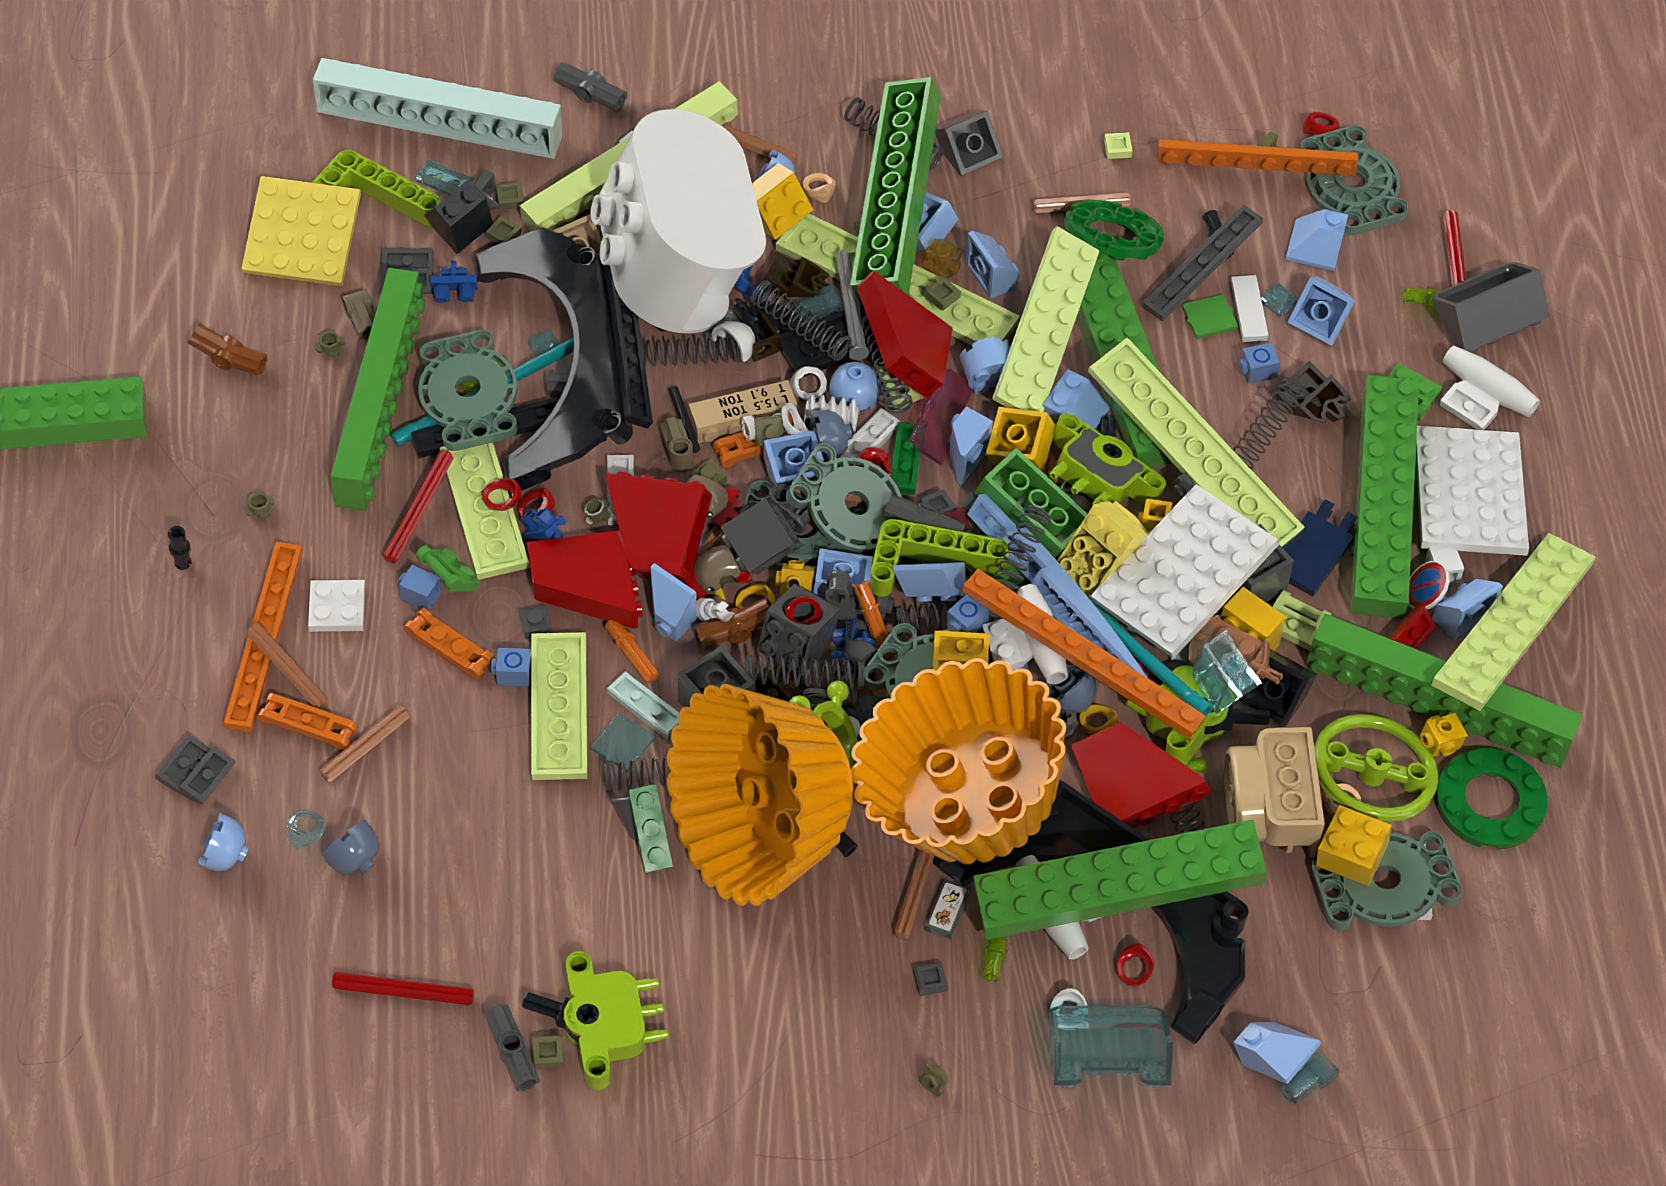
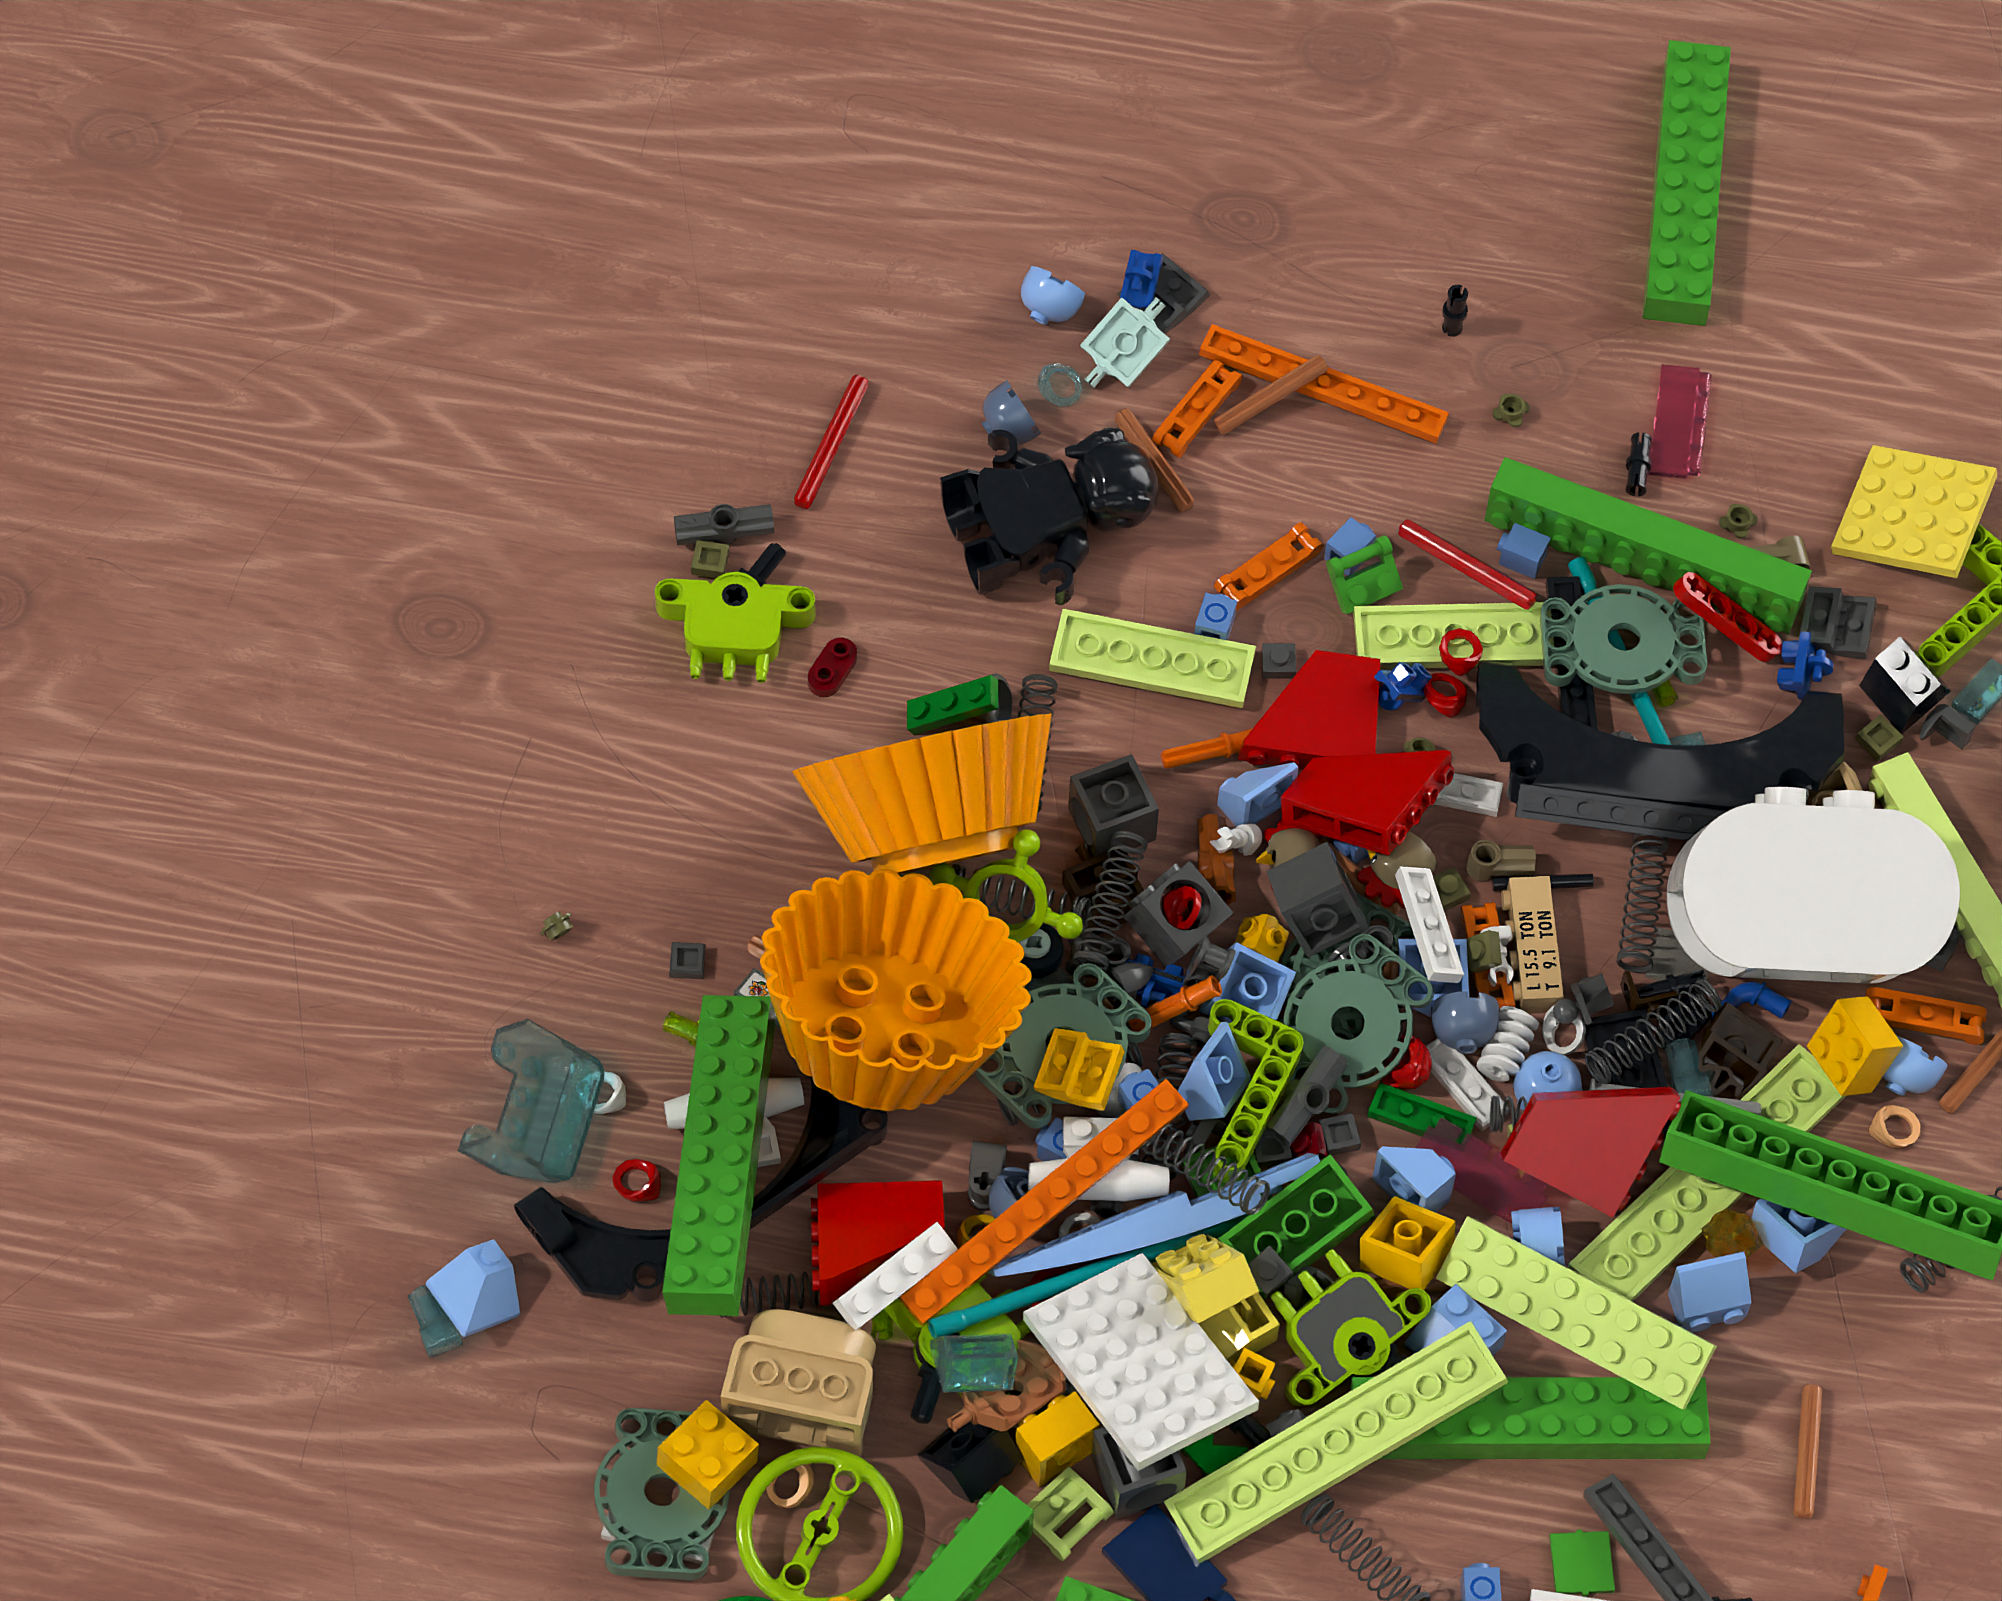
camera: 105 degrees right, 5 degrees up
(198, 773) = (1141, 279): none -> blue hips
(227, 351) = (1742, 408): dark orange piece -> none
(238, 399) = (1680, 421): none -> clear pink windscreen
(259, 779) = (1125, 342): none -> light aqua plate
(293, 412) = (1638, 464): none -> black pin
(336, 605) = (1351, 465): white plate -> none
(395, 472) = (1523, 550): none -> medium blue brick
(430, 327) = (1690, 591): none -> red beam
(450, 793) = (1044, 512): none -> black piece
(509, 195) = (1939, 756): olive plate -> none
(623, 741) = (1090, 719): clear light blue piece -> none
(625, 938) = (833, 664): none -> dark red plate
(644, 704) = (1143, 743): light aqua tile -> none
(741, 333) = (1646, 958): white helmet -> none
(758, 589) = (1251, 909): yellow piece -> none
(764, 458) = (1429, 924): none -> white plate
(784, 366) = (1590, 997): none -> dark grey piece
(799, 426) = (1477, 975): white piece -> none
(942, 293) = (1667, 1215): olive plate -> none
(969, 141) = (1937, 1328): dark grey slope -> none
(1077, 510) = (1269, 1271): none -> dark grey plate
(1118, 145) = (1899, 1525): yellowish green plate -> none
(1148, 231) = (1779, 1448): green plate -> none
(1180, 736) = (895, 1276): none -> white plate

